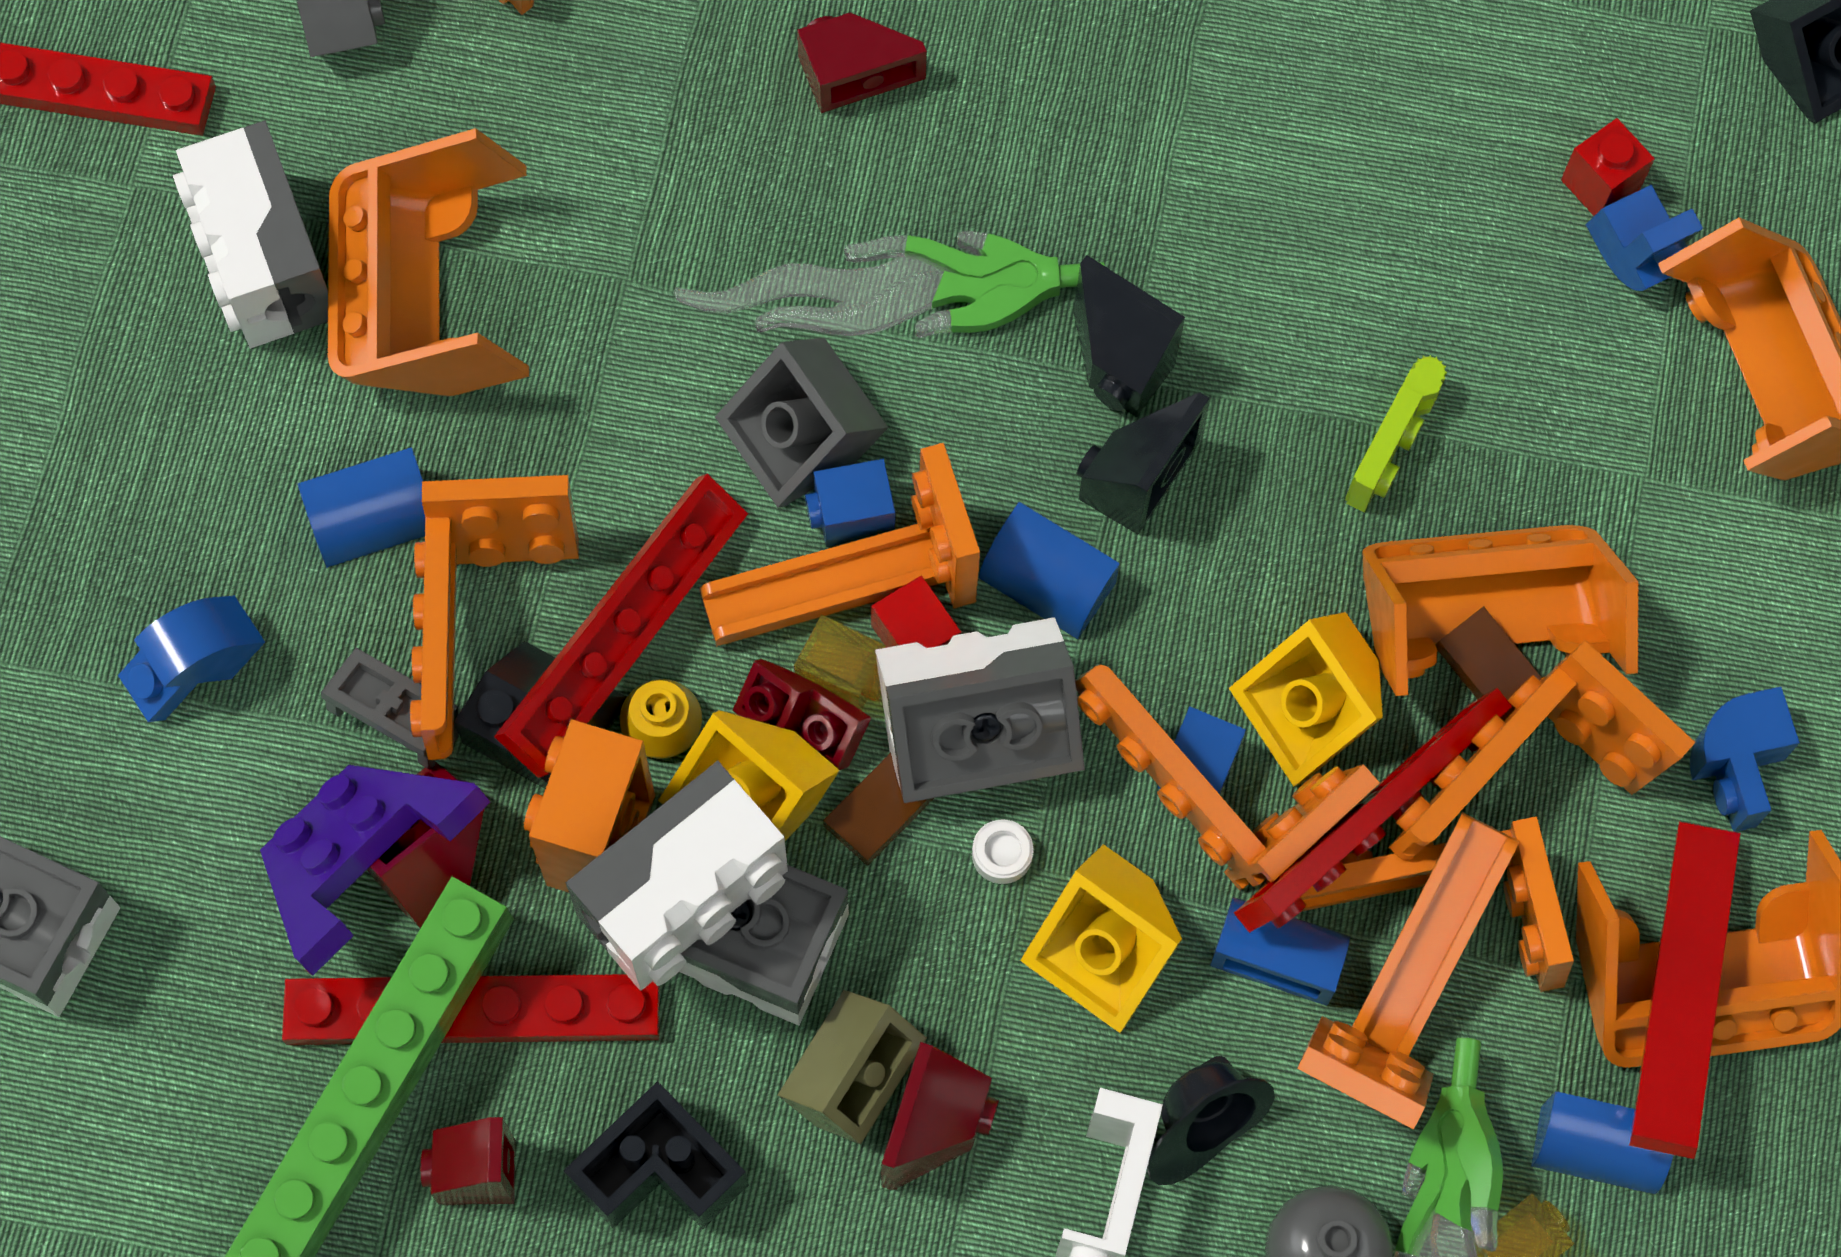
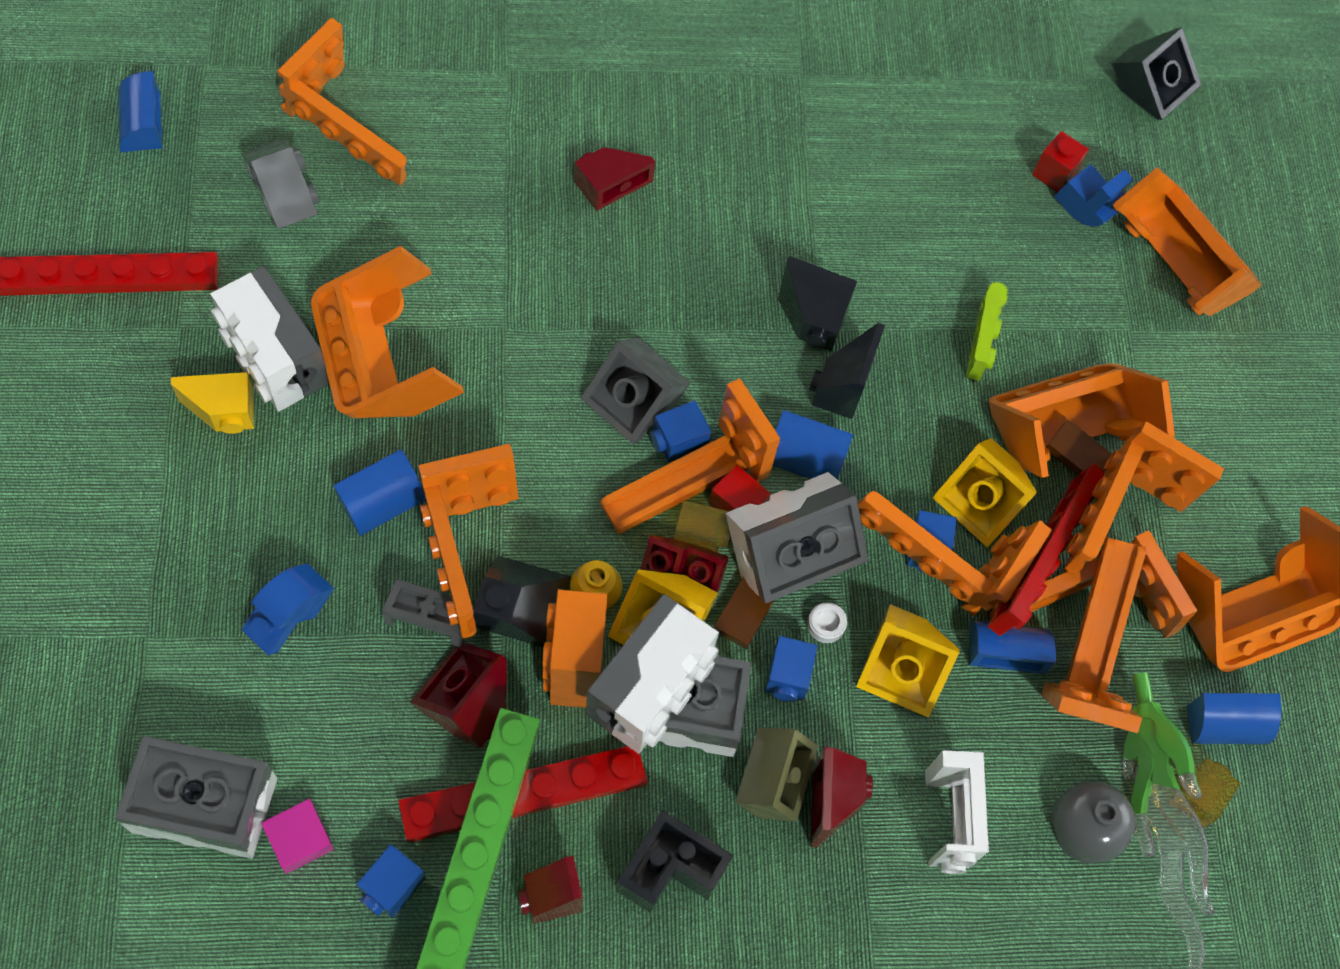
camera: 20 degrees left, 5 degrees down
(129, 998) = (297, 836): none -> dark pink piece
(164, 314) = (218, 399): none -> yellow slope
(243, 1097) = (390, 882): none -> blue brick
(342, 836) = (418, 696): dark purple wing -> none
(623, 622) = (560, 533): red plate -> none
(921, 912) = (791, 669): none -> blue brick
(996, 282) = (718, 283): clear piece -> none
(1204, 1115) = (1003, 751): black piece -> none
(1685, 991) = (1258, 619): red tile -> none
(1731, 746) = (1242, 460): blue brick -> none

